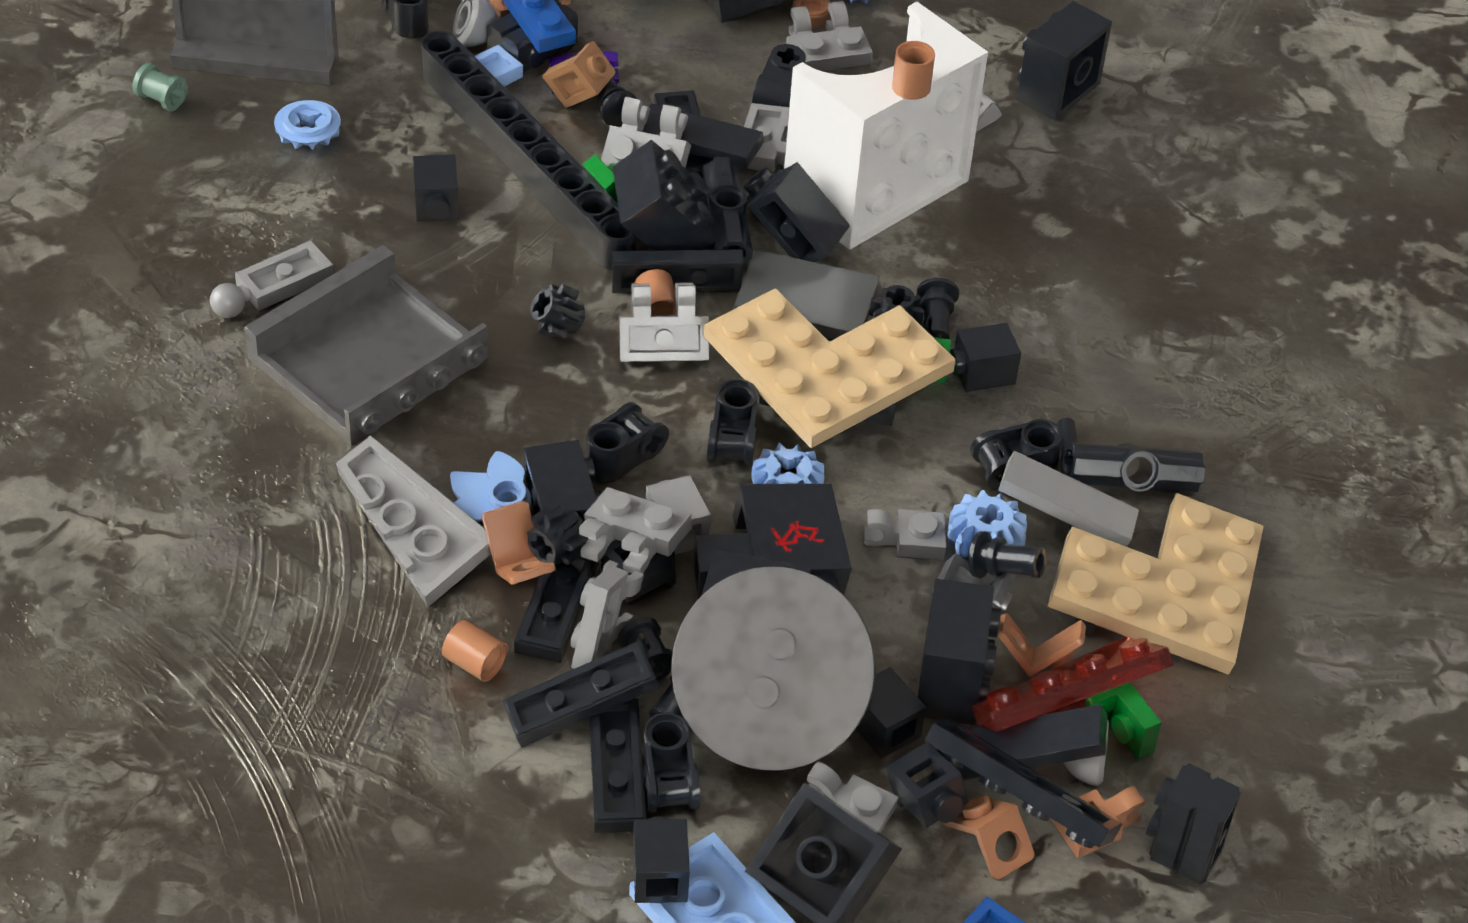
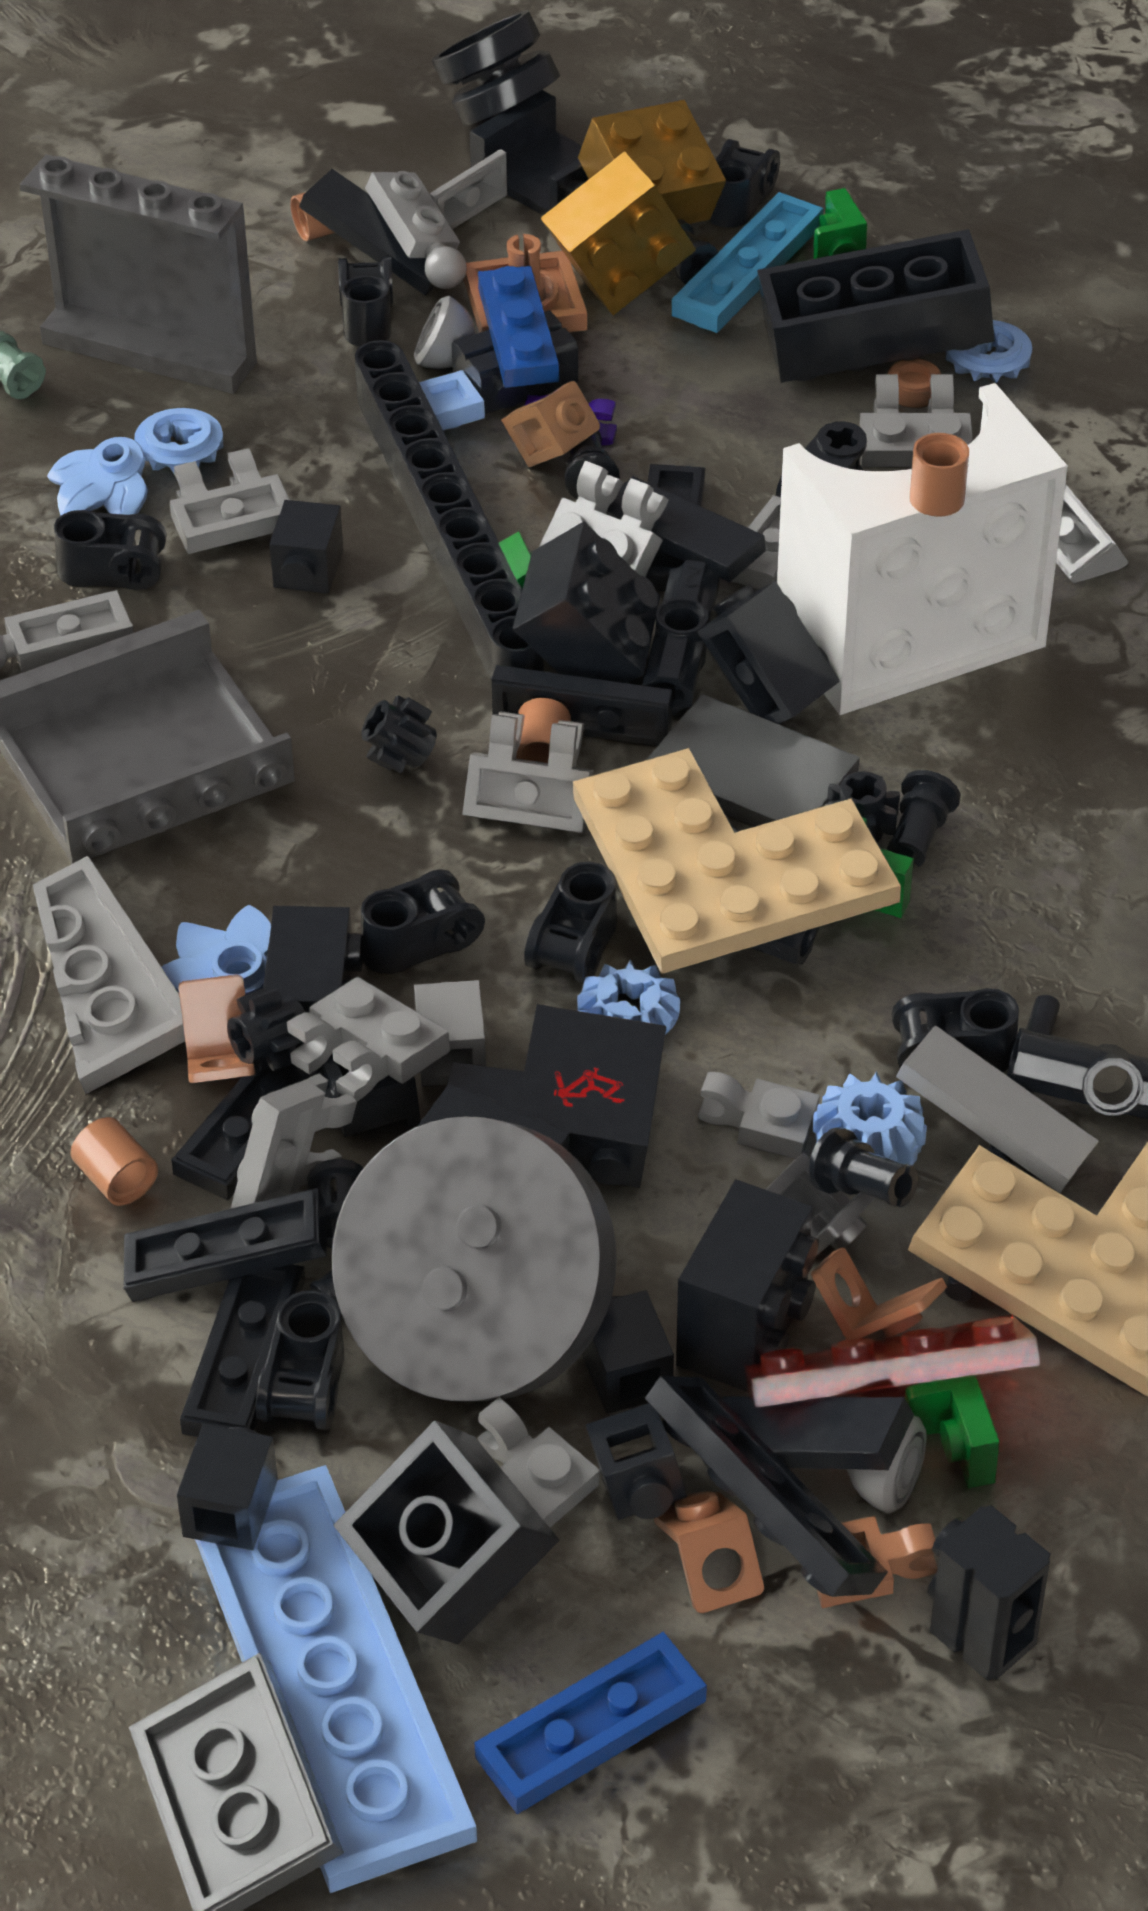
camera: 20 degrees right, 0 degrees up
(258, 164) = (96, 479): none -> light blue plate
(287, 212) = (104, 551): none -> black piece
(370, 171) = (227, 513): none -> light grey plate
(986, 357) = (961, 891): black brick -> none

